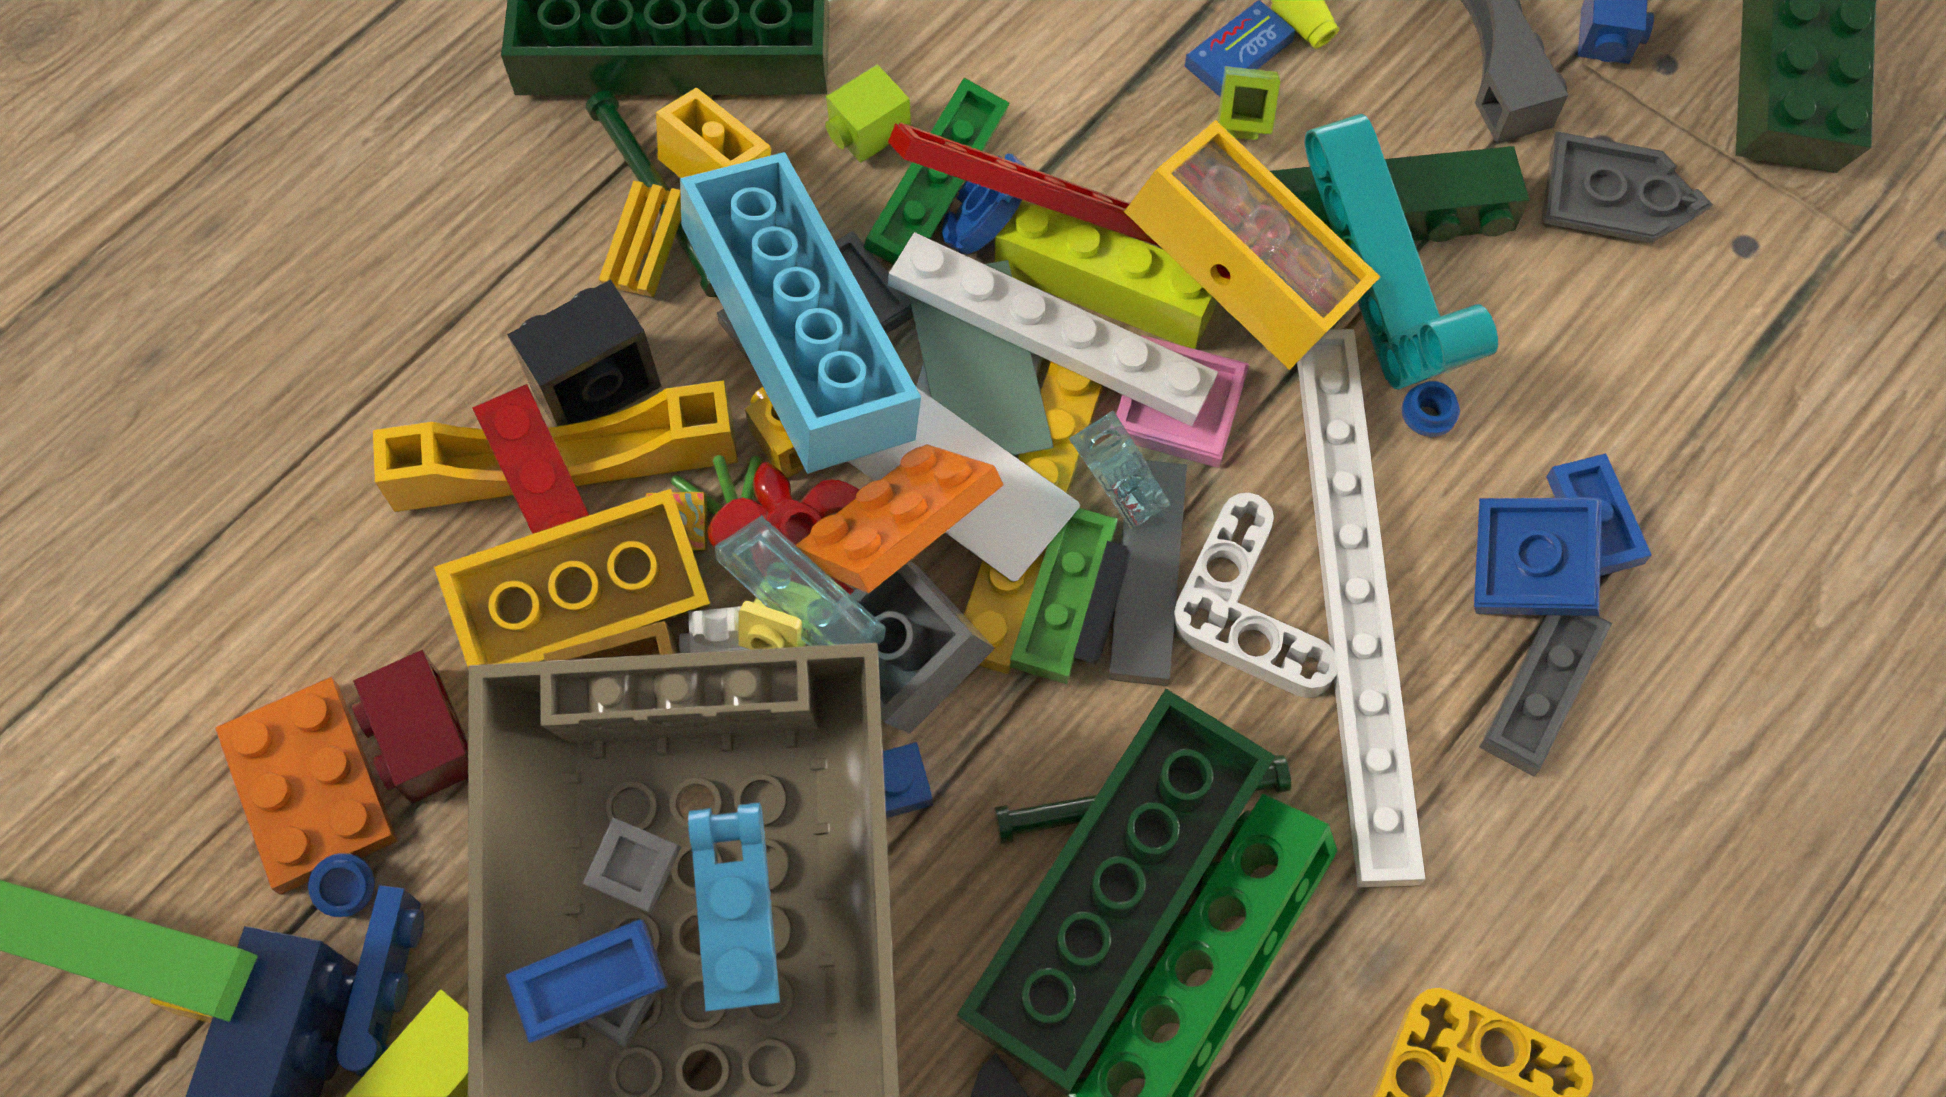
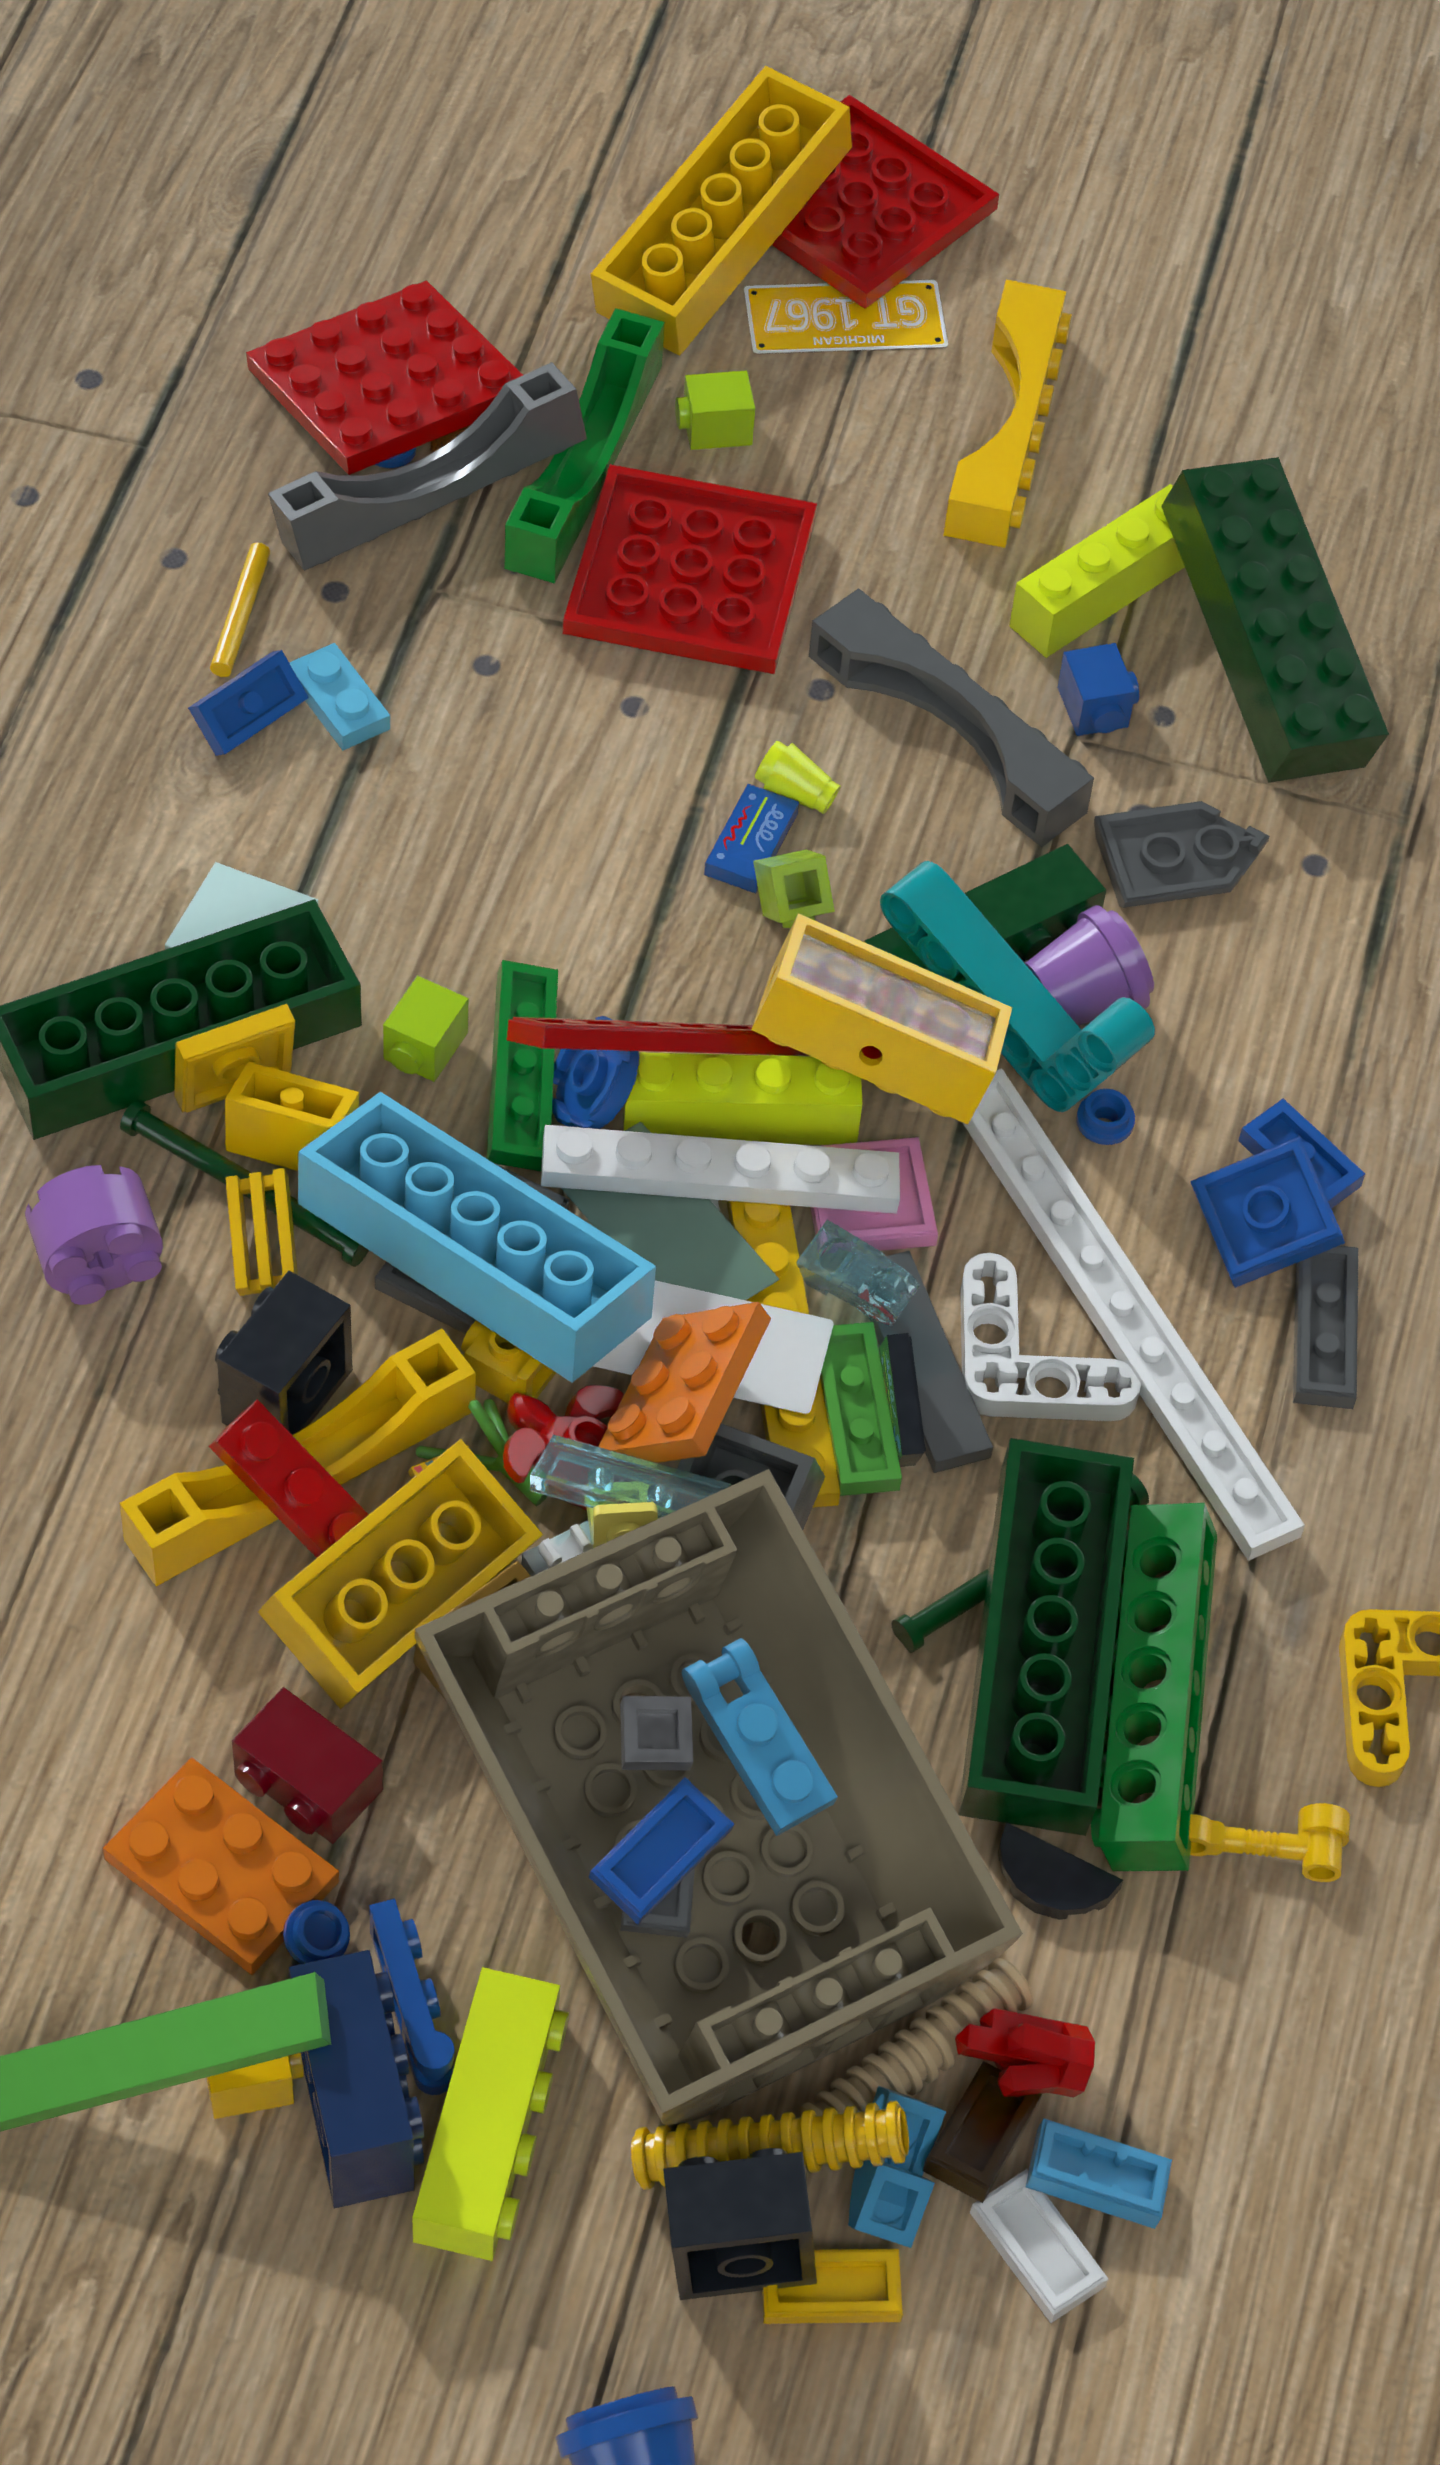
camera: 30 degrees left, 10 degrees down
(499, 187) = (94, 1232): none -> medium lavender brick
(671, 72) = (214, 1059): none -> yellow tile
(1481, 266) = (1094, 966): none -> medium lavender piece

